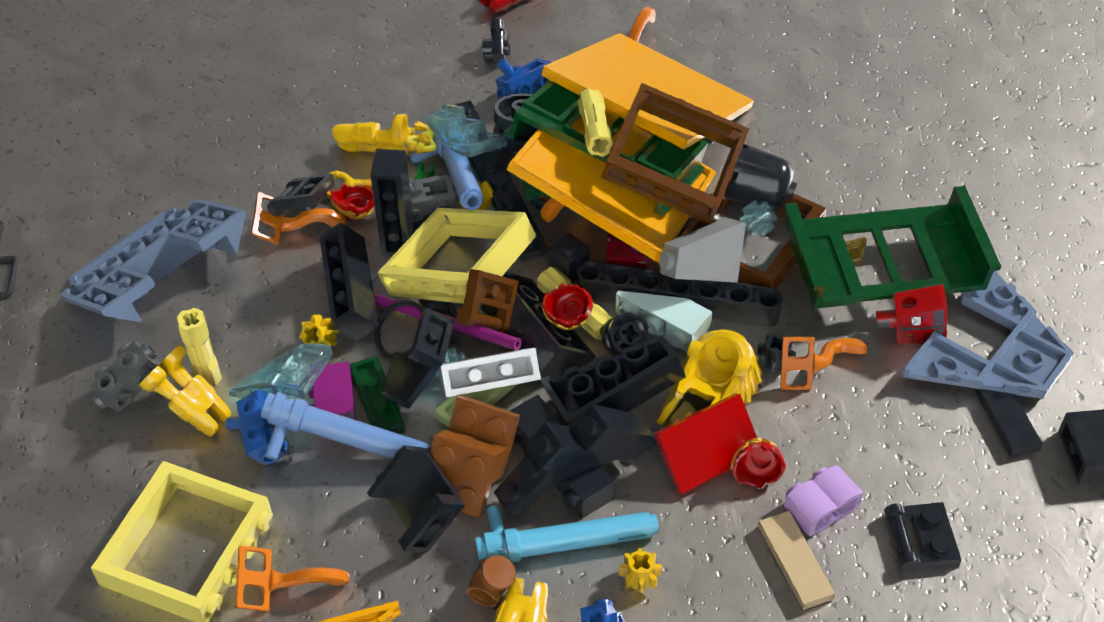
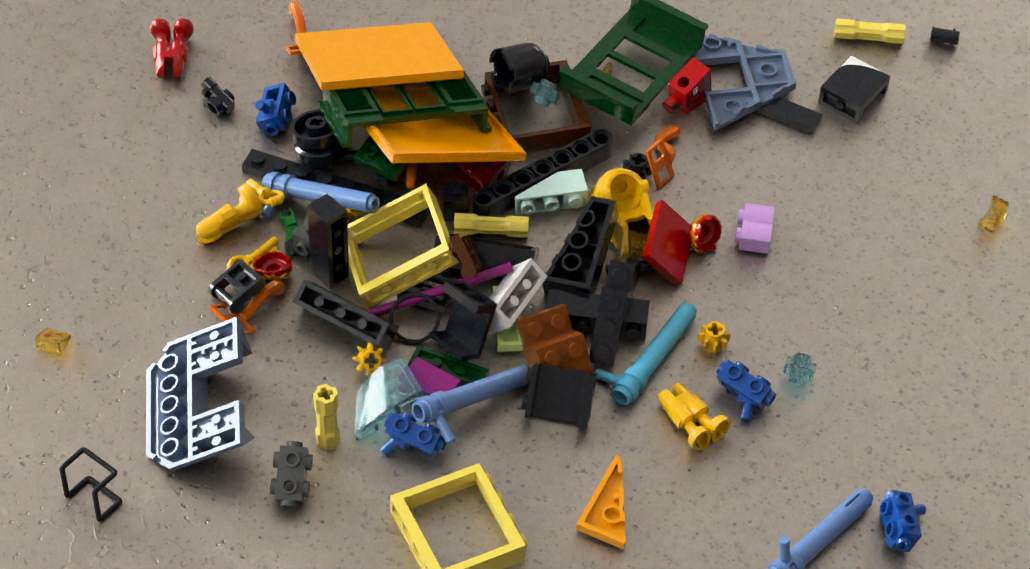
camera: 50 degrees left, 0 degrees up
(137, 137) = (52, 341): none -> clear yellow slope
(195, 397) = (347, 450): yellow piece -> none
(270, 579) = (532, 505): orange piece -> none
(463, 134) = (293, 169): clear light blue slope -> none
(491, 580) = (649, 403): dark orange piece -> none
(567, 306) = (502, 226): red hair -> none
(597, 133) = (415, 100): light yellow axle -> none
(624, 332) = (548, 220): black wheel -> none
(664, 188) = (456, 115): reddish brown window -> none
(706, 253) = (547, 132): light grey slope -> none
(796, 560) = (776, 270): tan tile -> none
(932, 534) = (821, 208): black plate -> none

